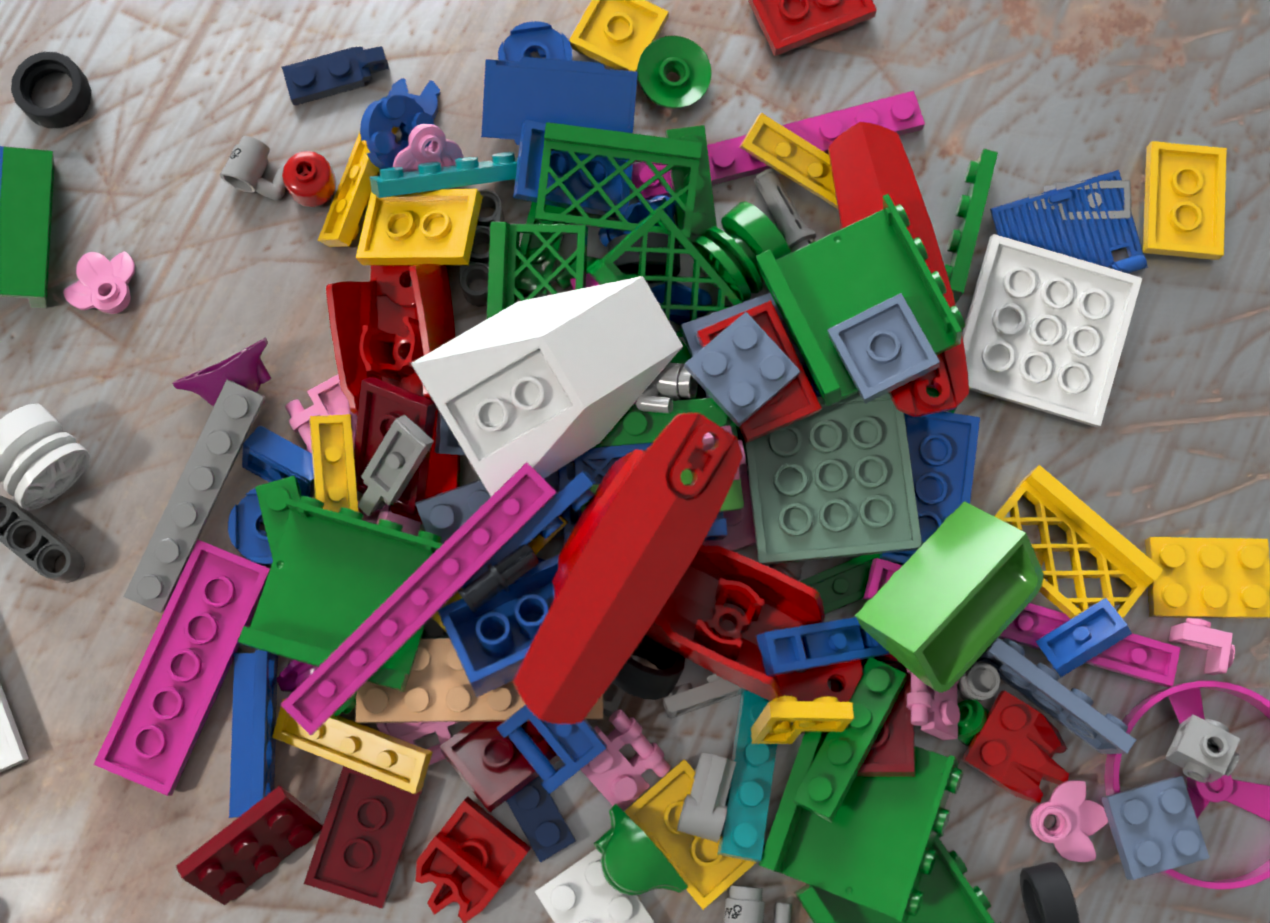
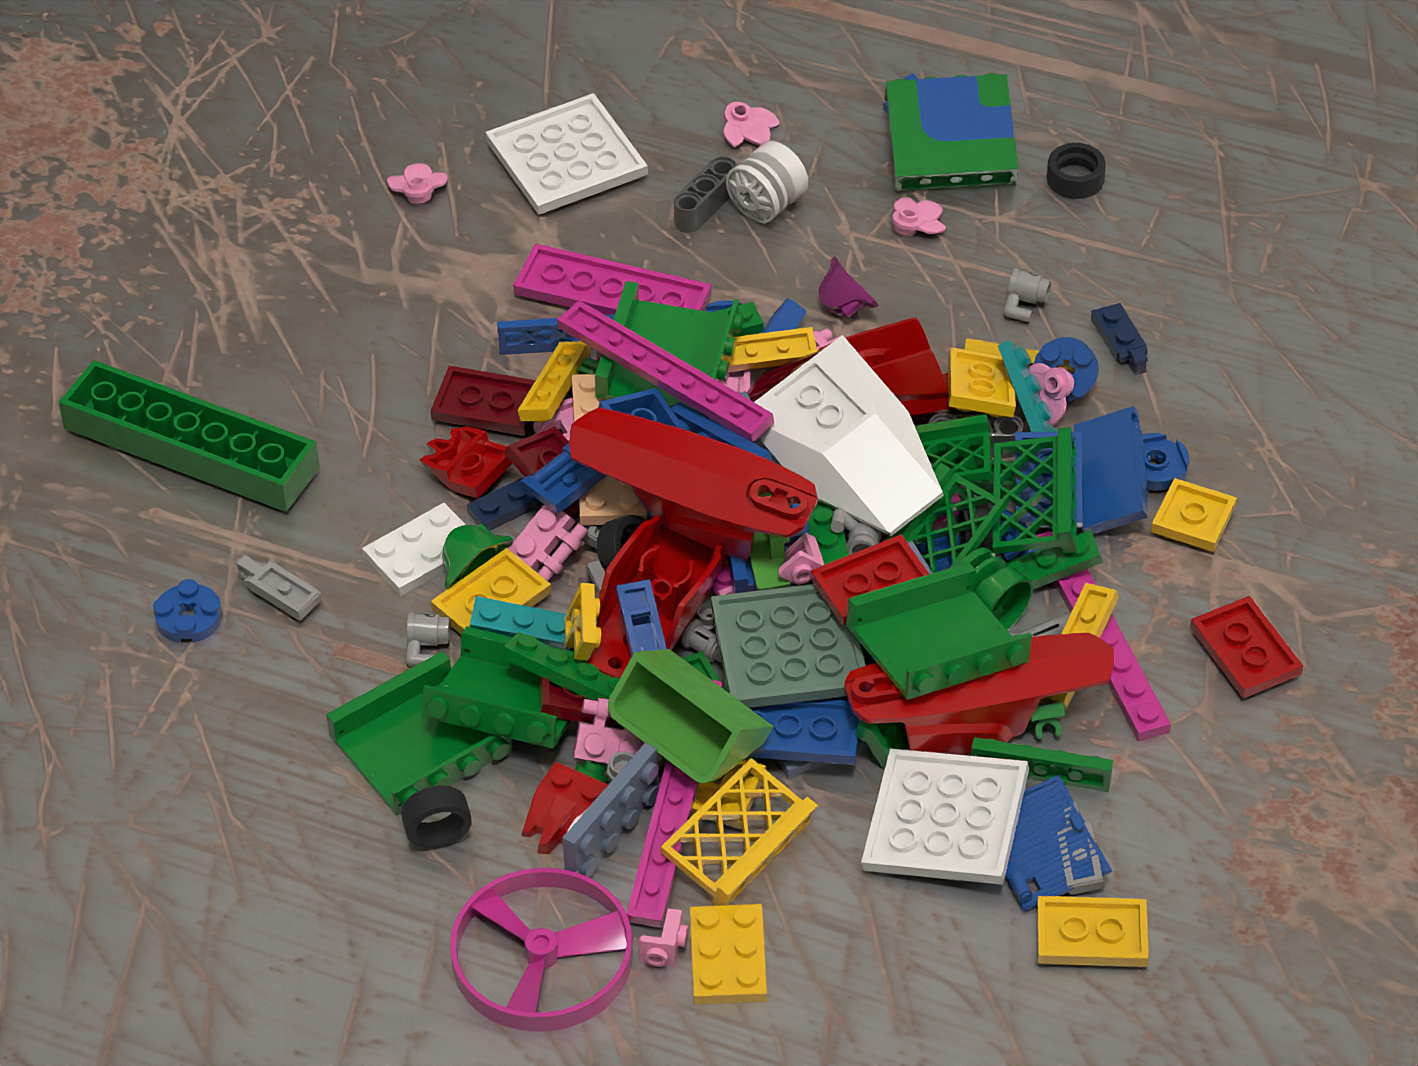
camera: 90 degrees right, 30 degrees down
(194, 496) = (750, 276): light grey plate -> none
(250, 846) = (476, 327): dark red plate -> none
(309, 178) = (1019, 322): red head -> none
(393, 464) = (771, 369): light grey hinge -> none
(427, 99) = (1102, 396): blue piece -> none
(499, 577) = (680, 413): black axle -> none
(677, 56) = (1161, 541): green dish -> none
(705, 807) = (511, 586): light grey piece -> none
(742, 369) = (869, 558): sand blue plate -> none
(883, 348) = (894, 640): sand blue plate -> none
(1074, 821) = (506, 853): bright pink plate -> none
(1083, 637) = (661, 818): blue plate -> none
(1155, 828) = (502, 891): sand blue plate -> none
(1204, 749) = (569, 912): light grey brick -> none

